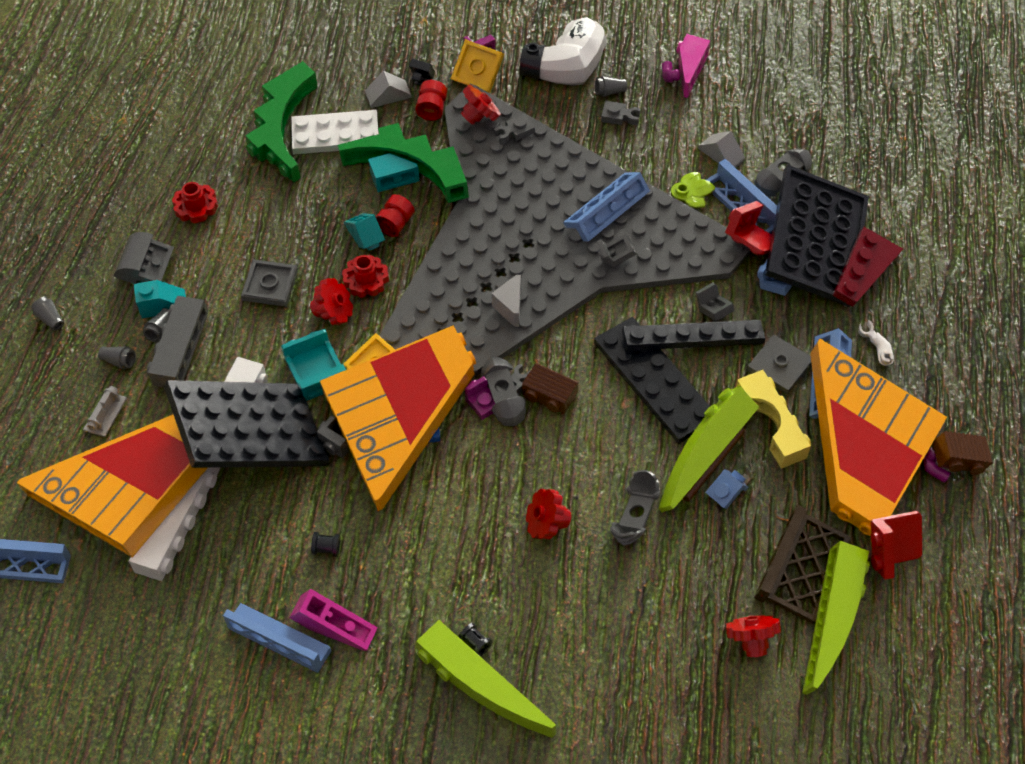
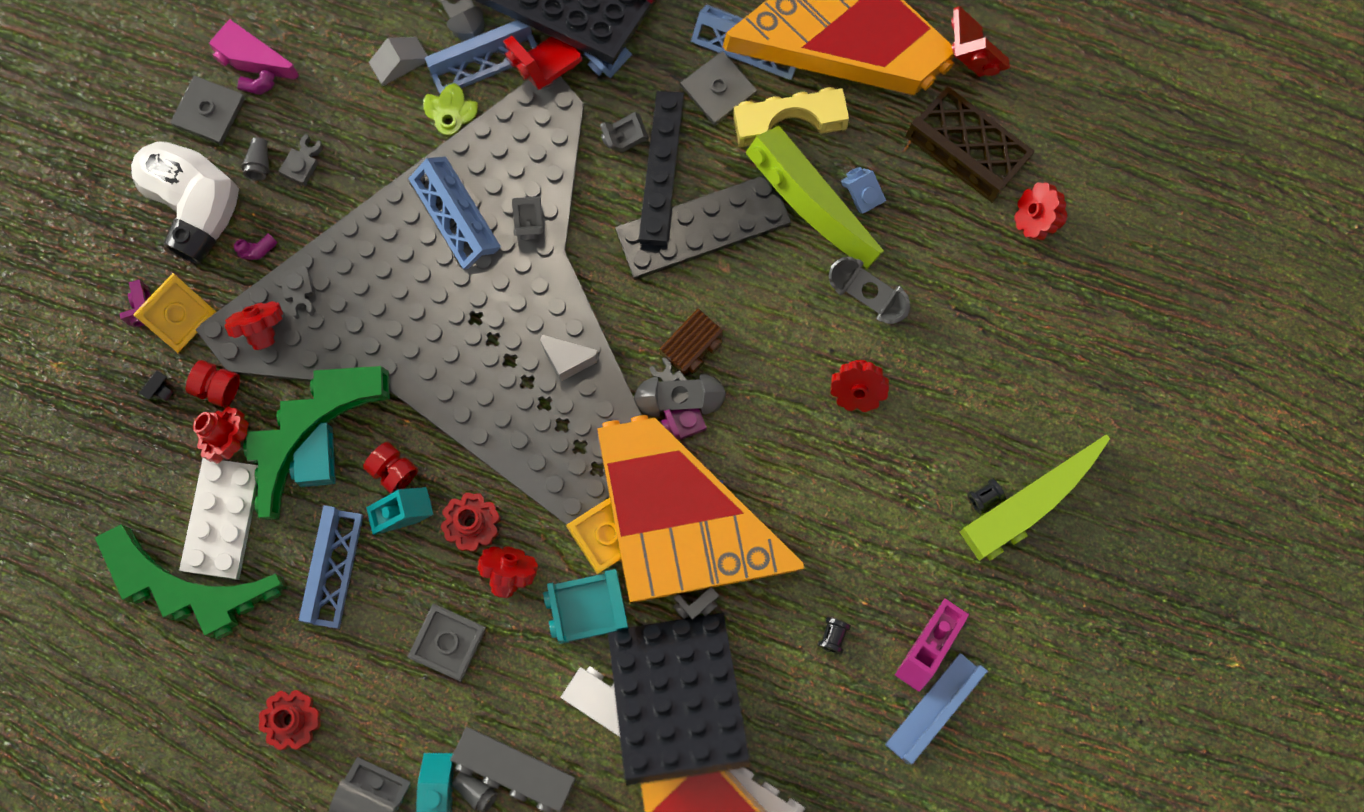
camera: 75 degrees left, 20 degrees up
(312, 195) = (320, 565): none -> medium blue fence
(387, 89) = (172, 438): light grey slope -> none
(394, 108) = (220, 433): none -> red plant
(541, 104) = (254, 250): none -> magenta arm
(639, 52) = (207, 110): none -> dark grey plate
(837, 609) = (1037, 128): lime slope -> none

